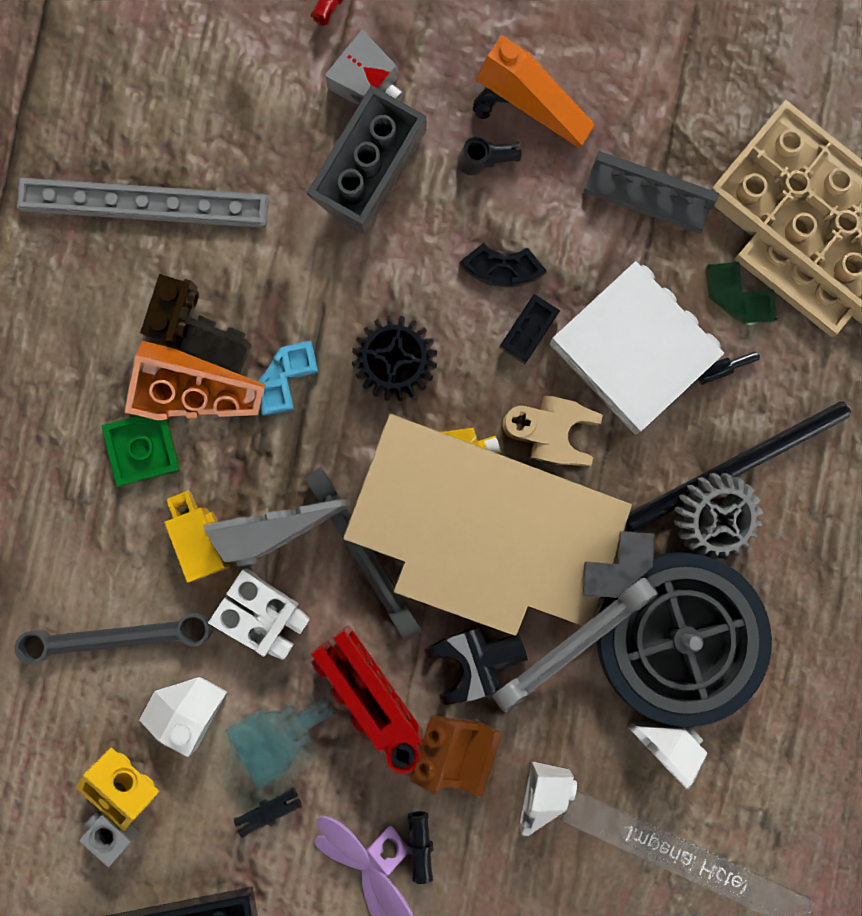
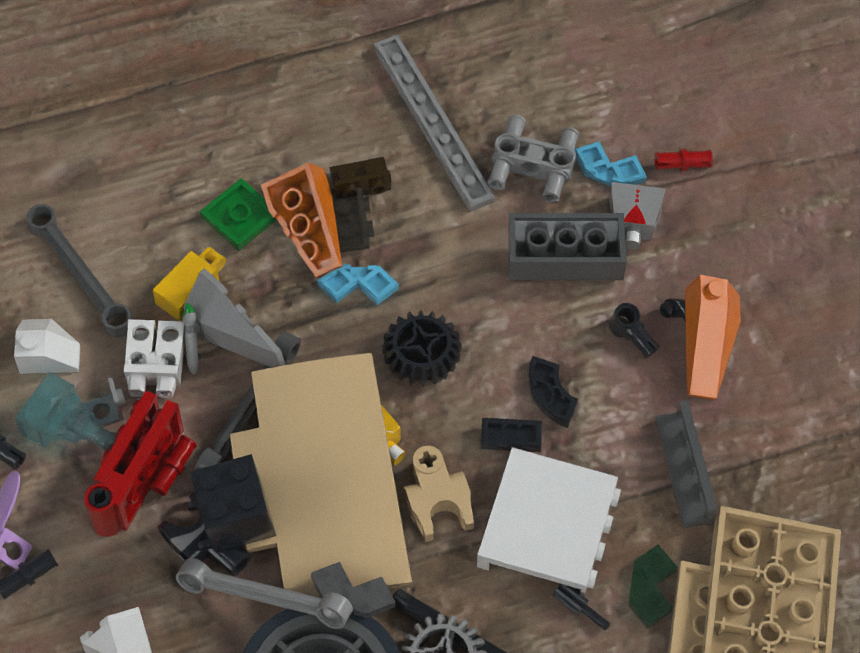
camera: 60 degrees right, 25 degrees down
(247, 566) = (189, 320): none -> light grey piece
(248, 132) = (533, 158): none -> light grey piece
(288, 675) = (113, 401): none -> light grey bracket
(290, 78) = (597, 166): none -> medium azure tile
(385, 656) = (173, 465): none -> red pin
(456, 755) = (120, 548): dark orange panel -> none
(486, 636) = (231, 504): none -> black container

